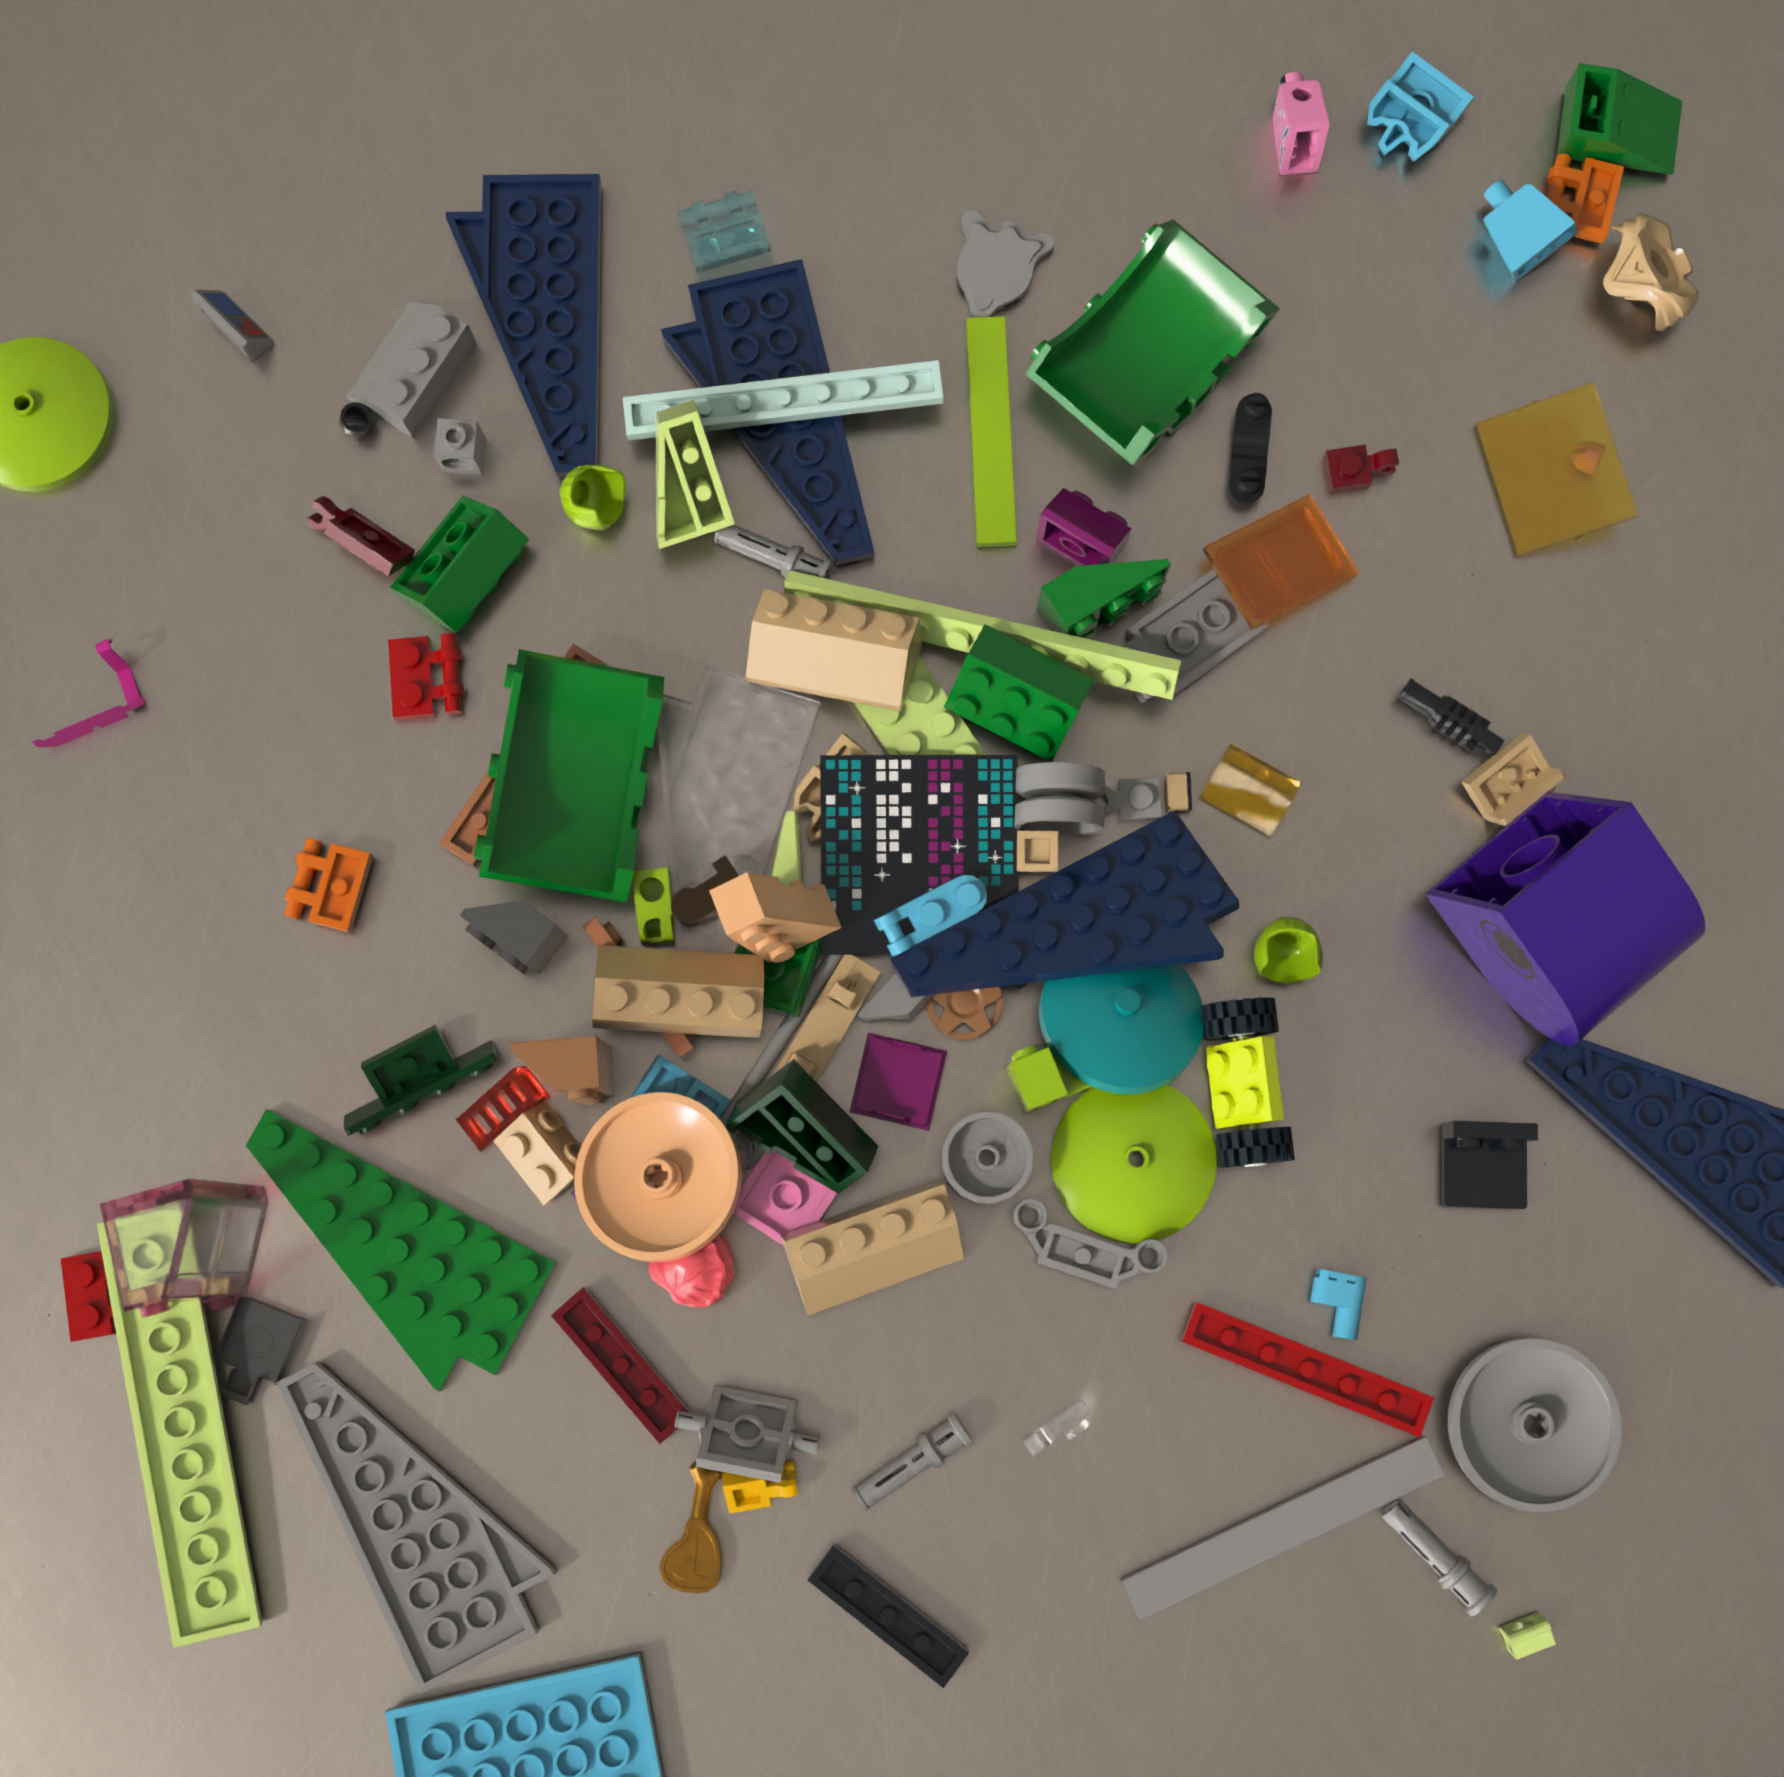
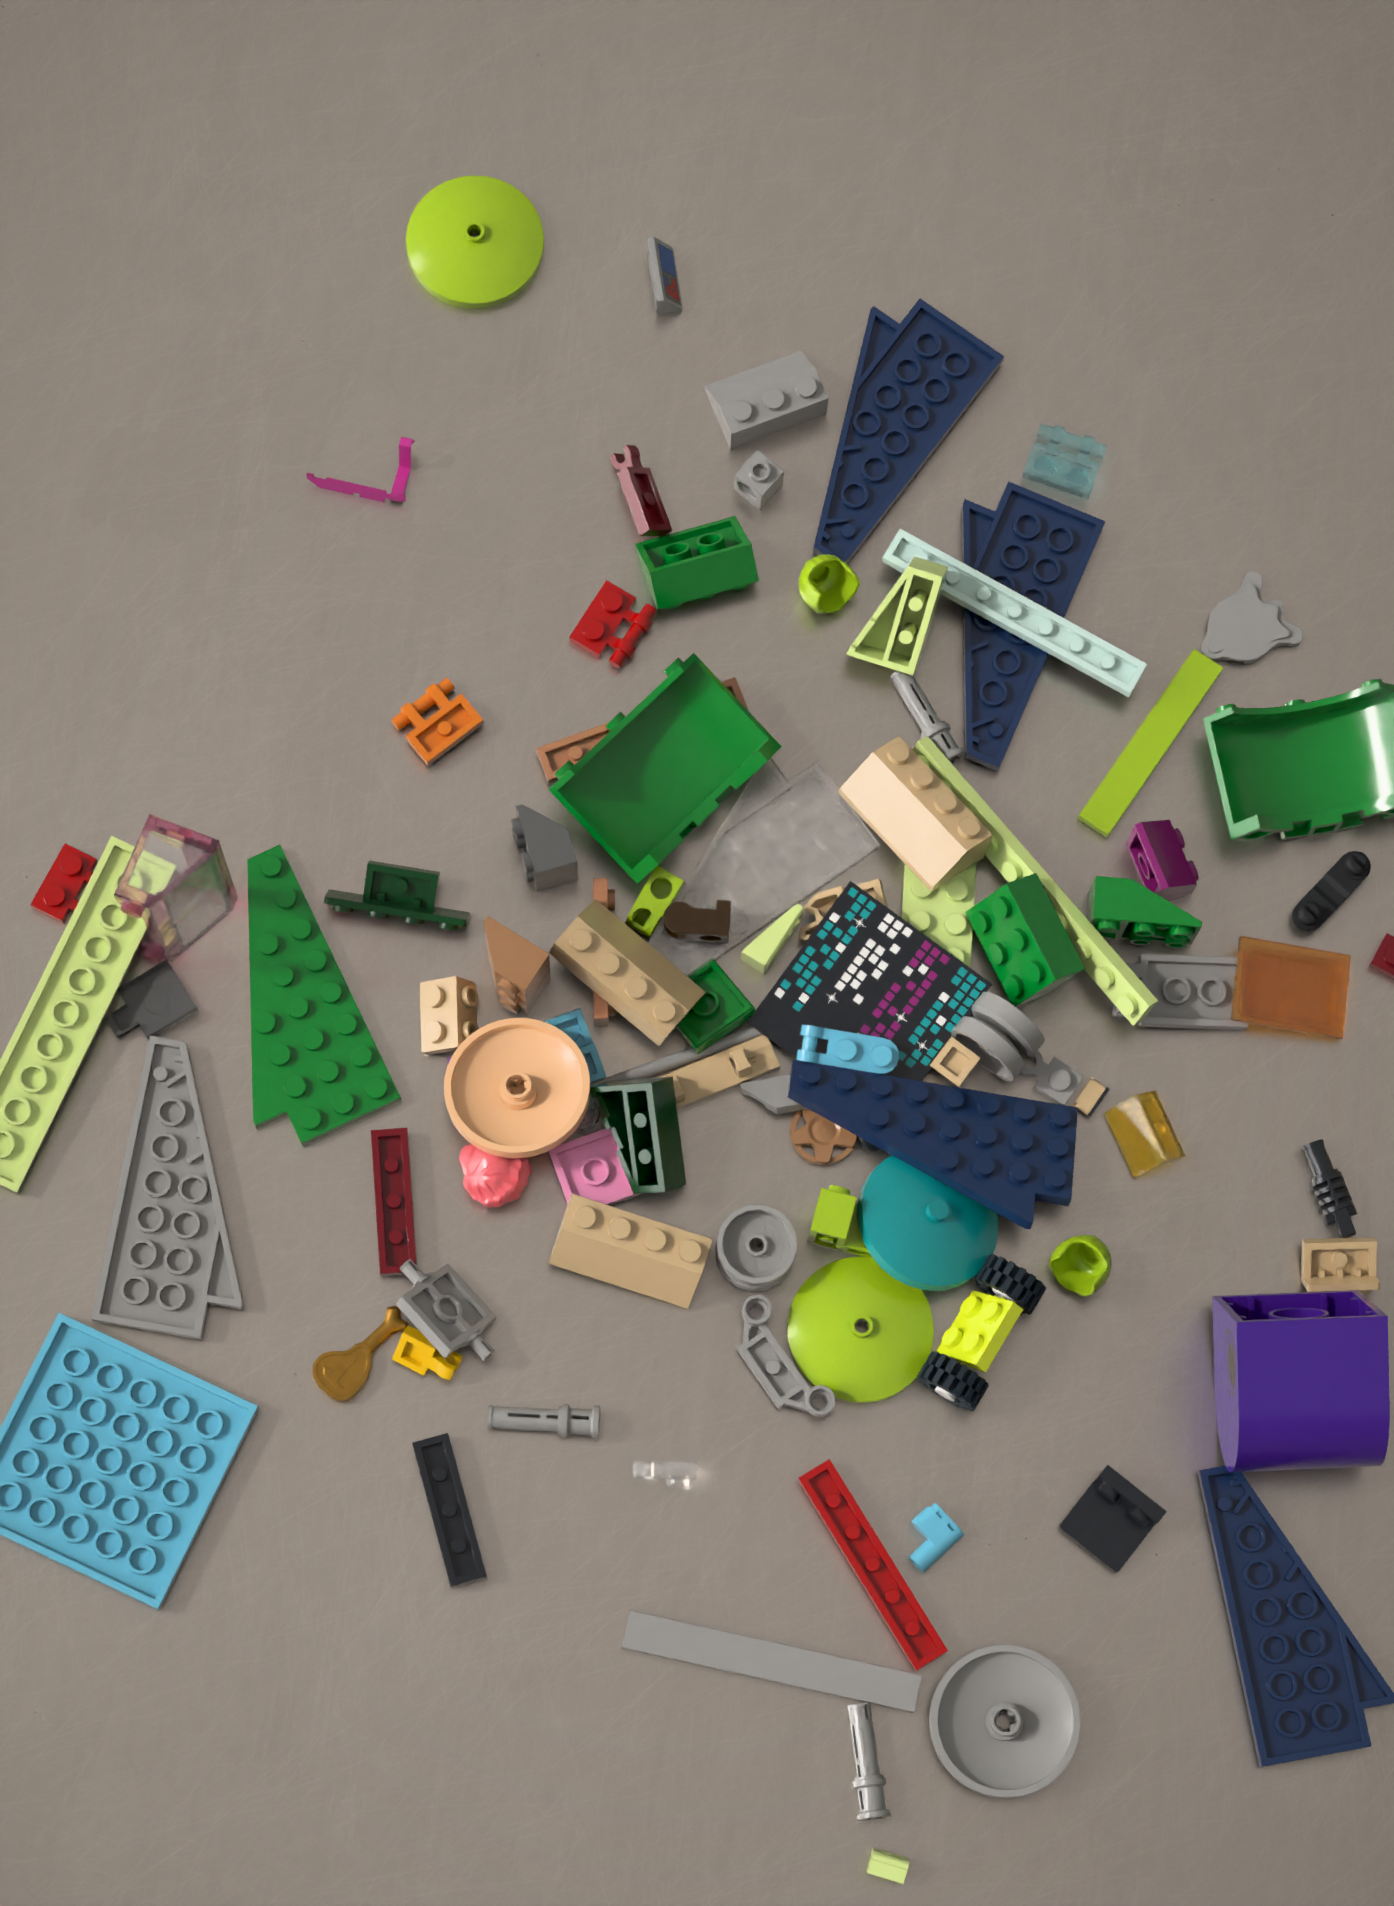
camera: 30 degrees right, 5 degrees down
(355, 413) = (703, 404): black hinge -> none
(529, 1087) = (469, 949): clear red slope -> none
(773, 916) = (732, 967): light nougat wedge -> none
(898, 1081) = (734, 1152): magenta piece -> none

